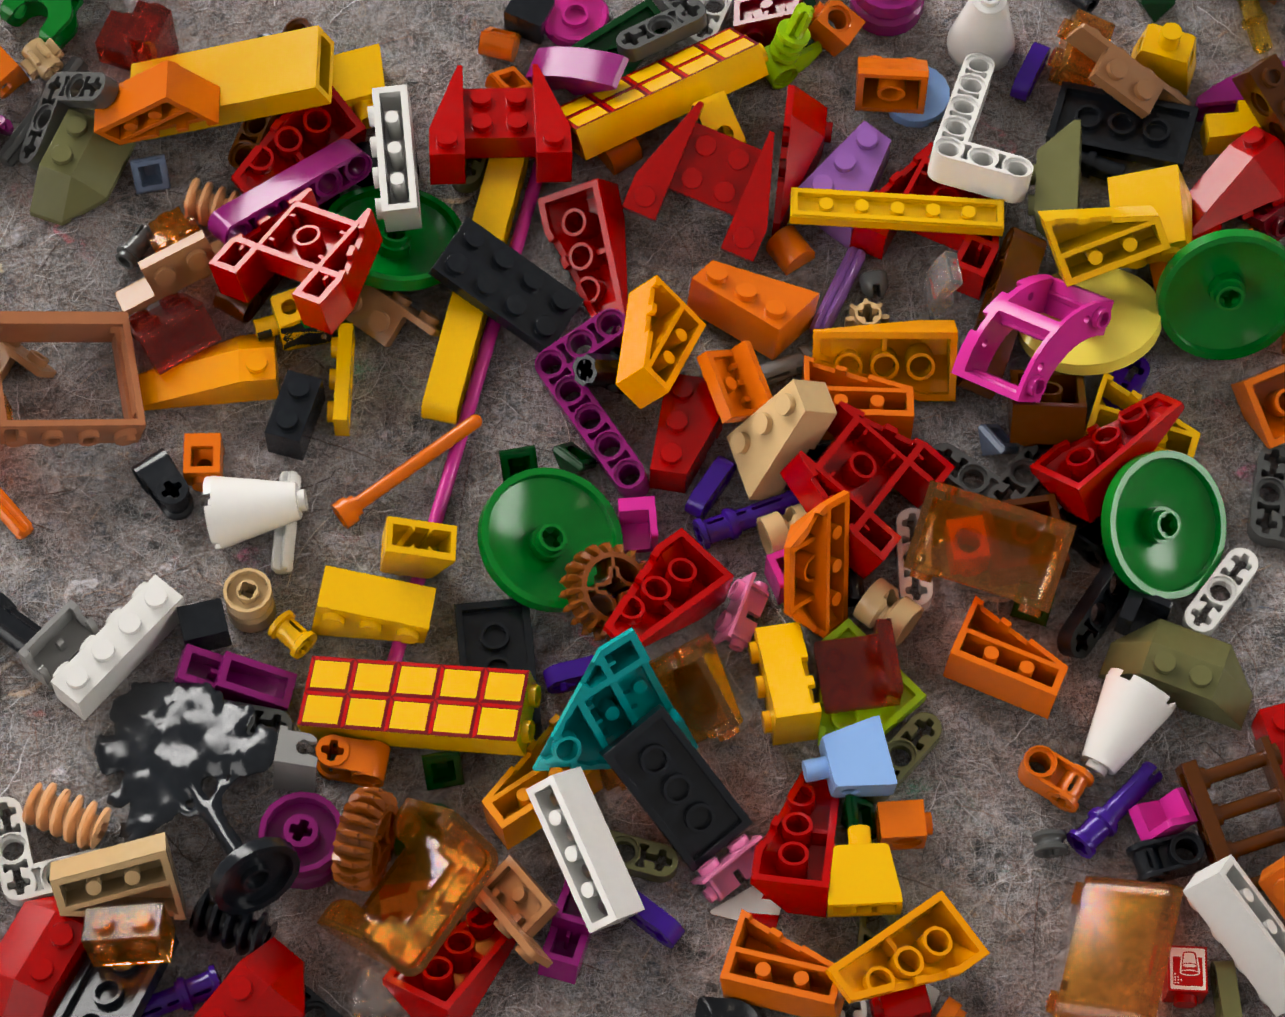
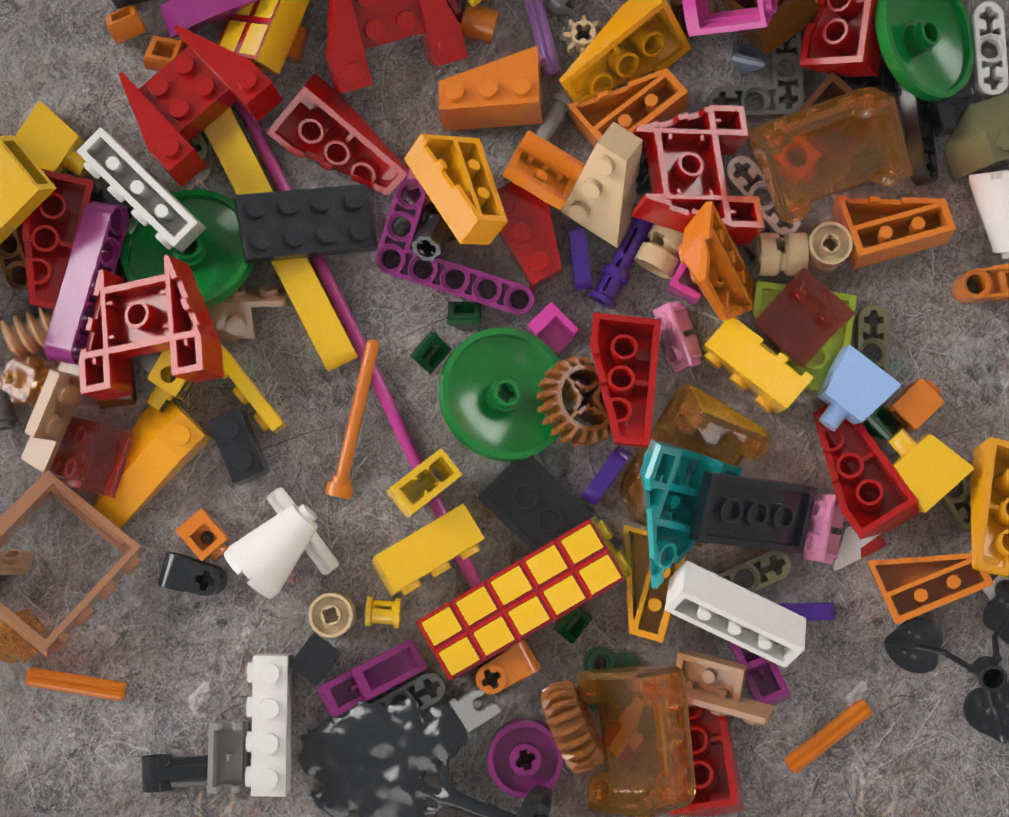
camera: 35 degrees left, 20 degrees up
(932, 635) = (828, 247): none -> tan wheel

